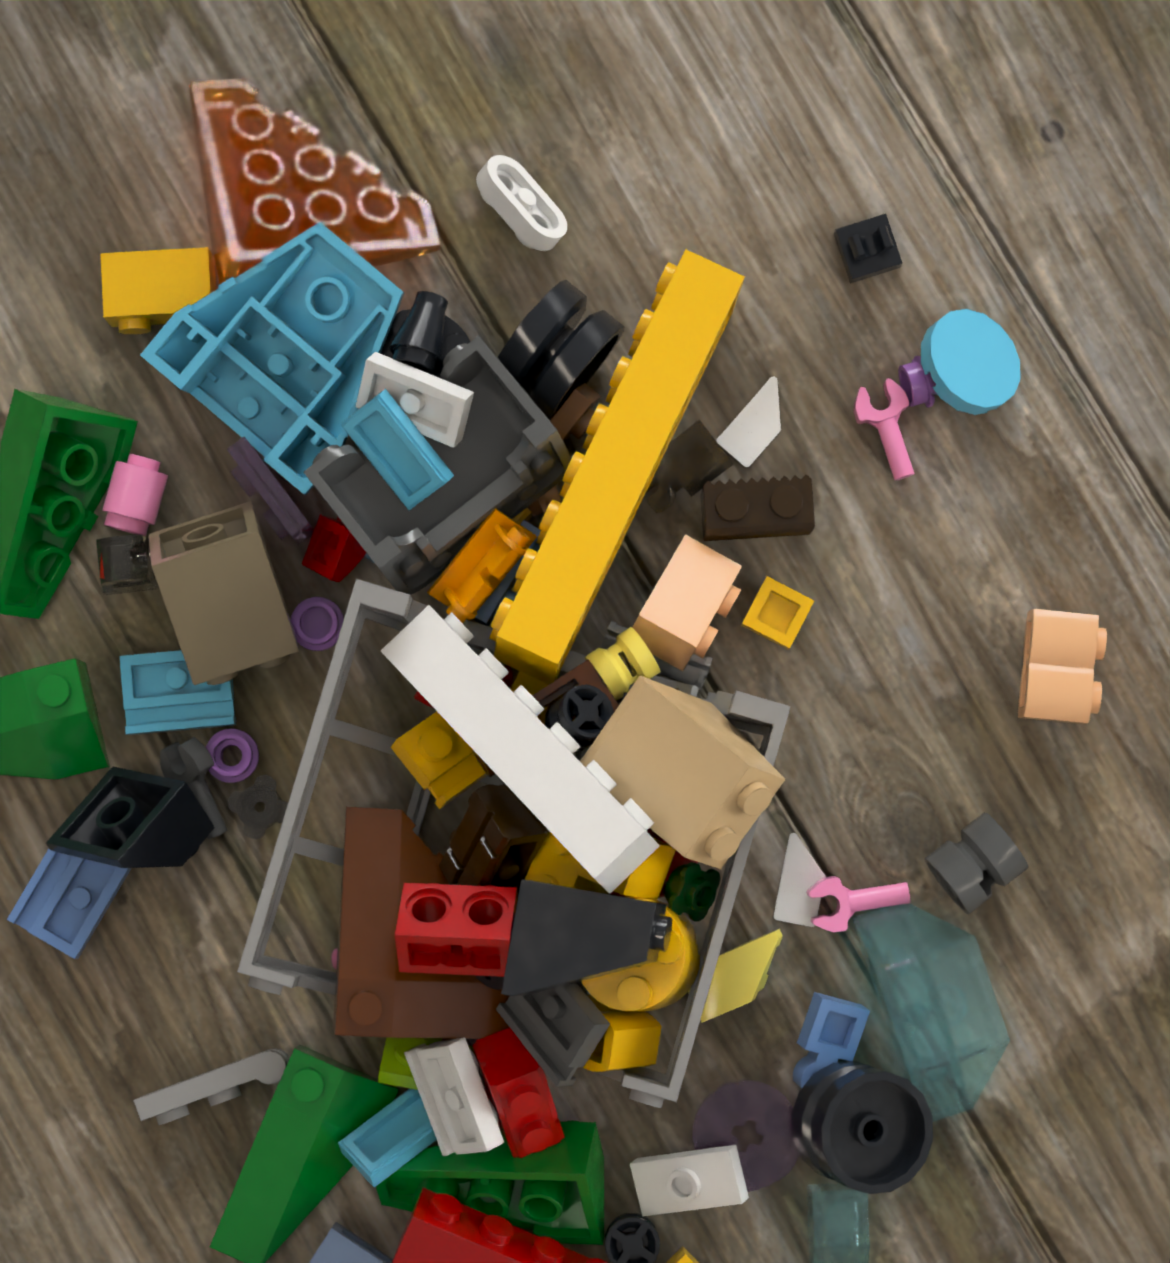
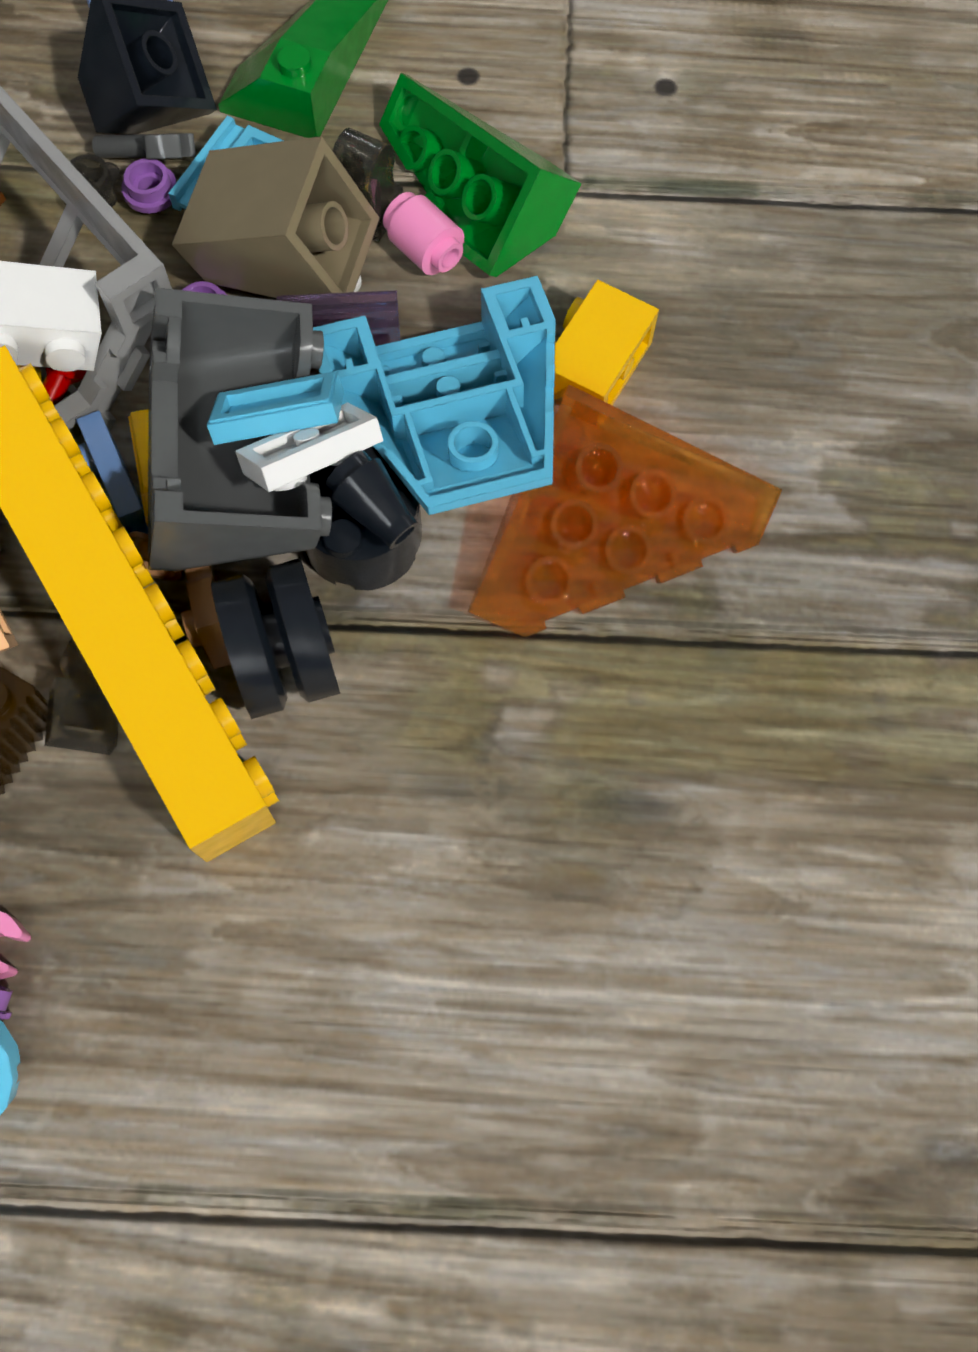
camera: 125 degrees right, 15 degrees down
(481, 565) = (112, 425): light orange hinge -> none
(521, 203) = (457, 715): white plate -> none
(754, 425) = (78, 804): white sticker -> none
(868, 248) = (161, 1048): black tile -> none

